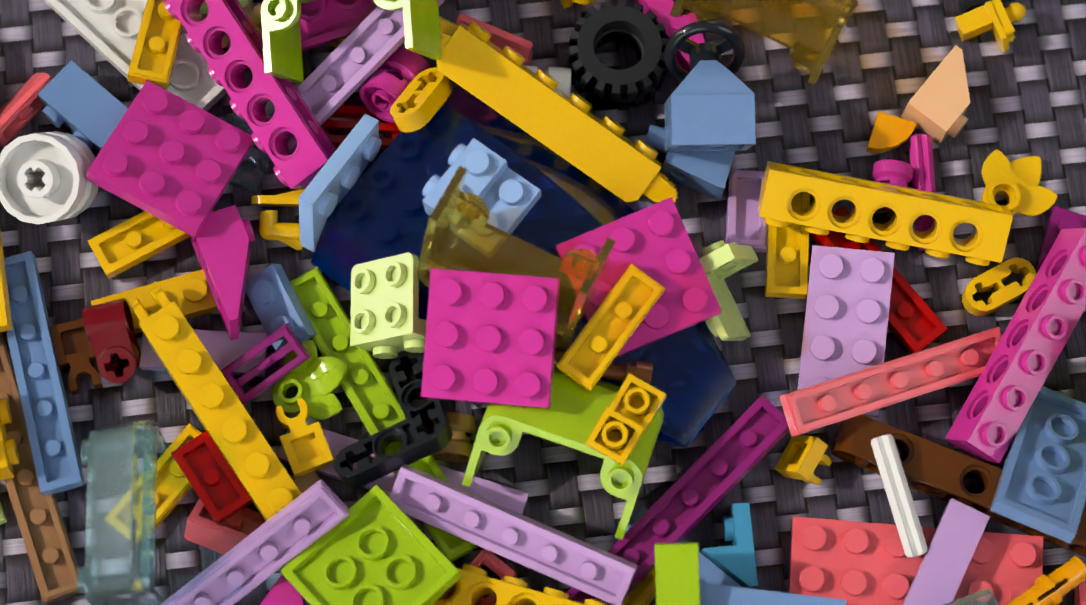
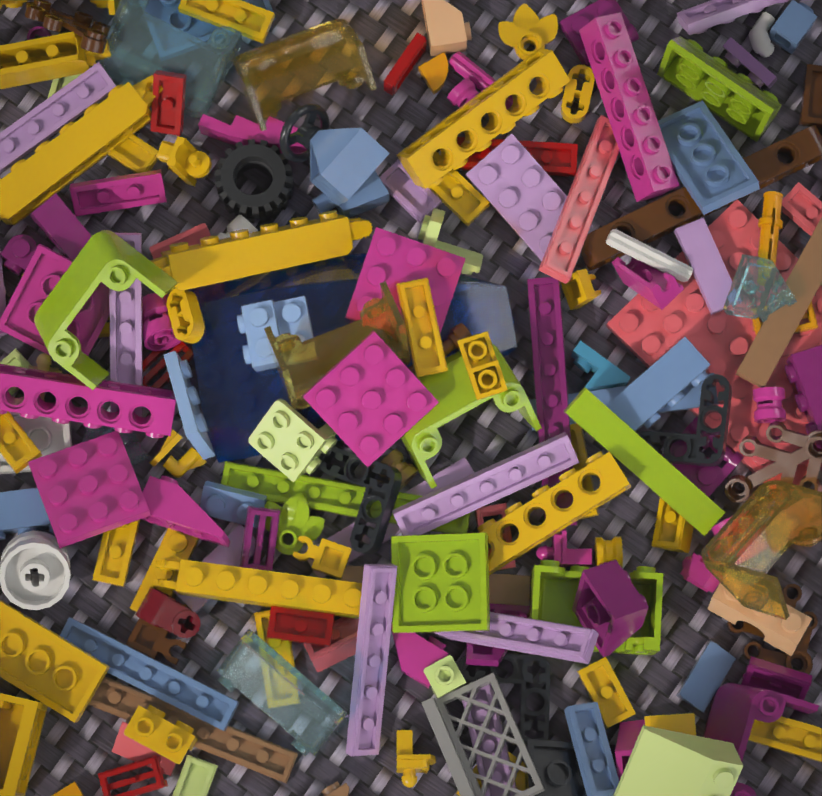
camera: 45 degrees left, 5 degrees up
(868, 96) = (405, 64): none -> red tile
(872, 519) = (648, 282): none -> dark pink hinge

